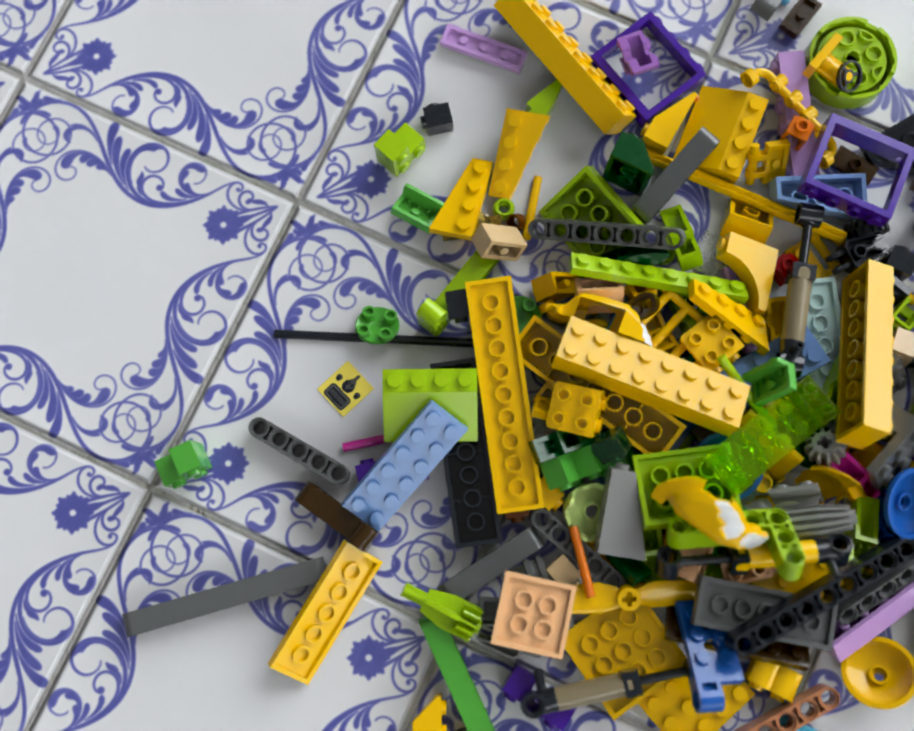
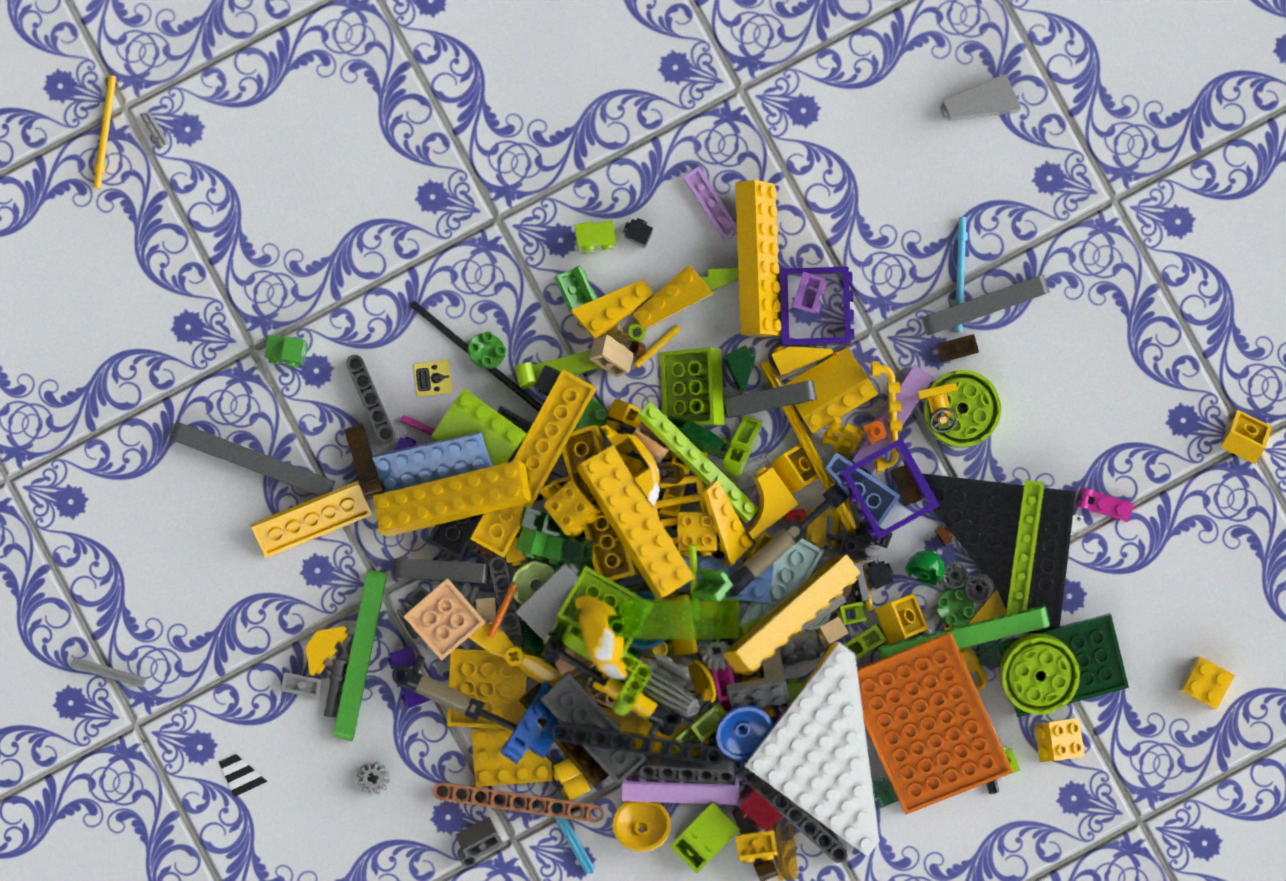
camera: 35 degrees right, 5 degrees up
(446, 611) = (390, 576): lime piece -> none
(451, 487) = (452, 498): none -> yellow brick
(616, 230) = (695, 407): dark grey beam -> none

